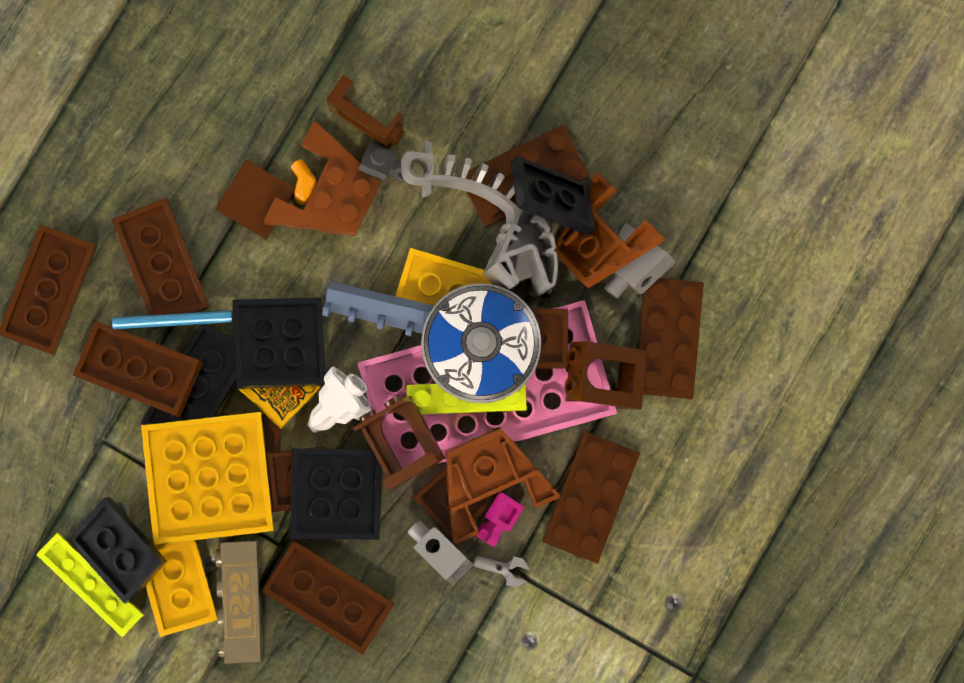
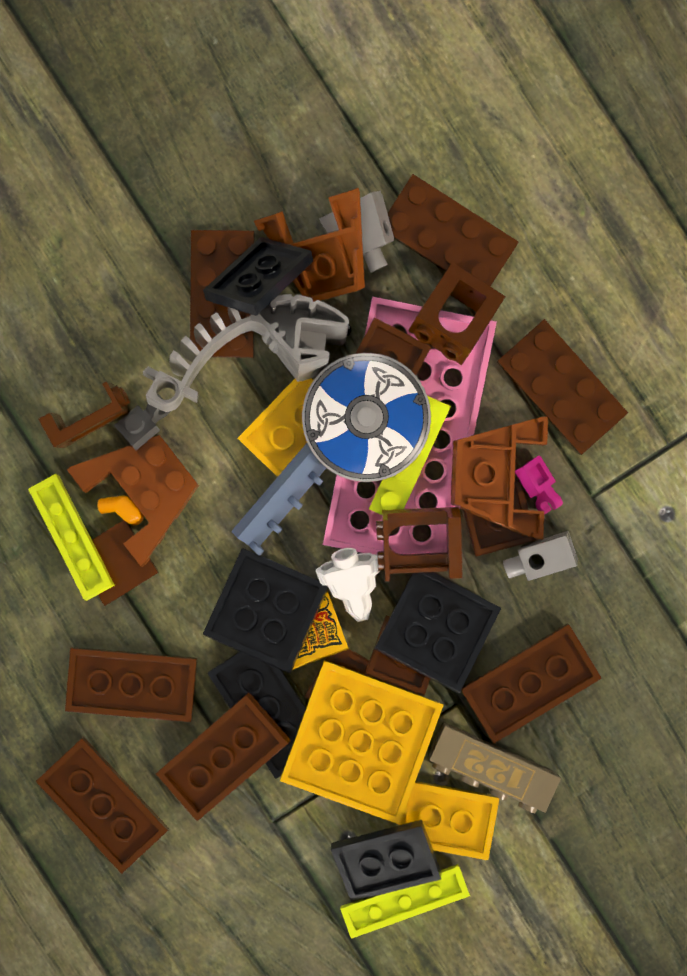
camera: 65 degrees left, 5 degrees up
(172, 319) = (192, 701): dark azure bar -> none
(259, 152) = (71, 537): none -> neon yellow plate
(502, 568) = (587, 504): light grey bar -> none

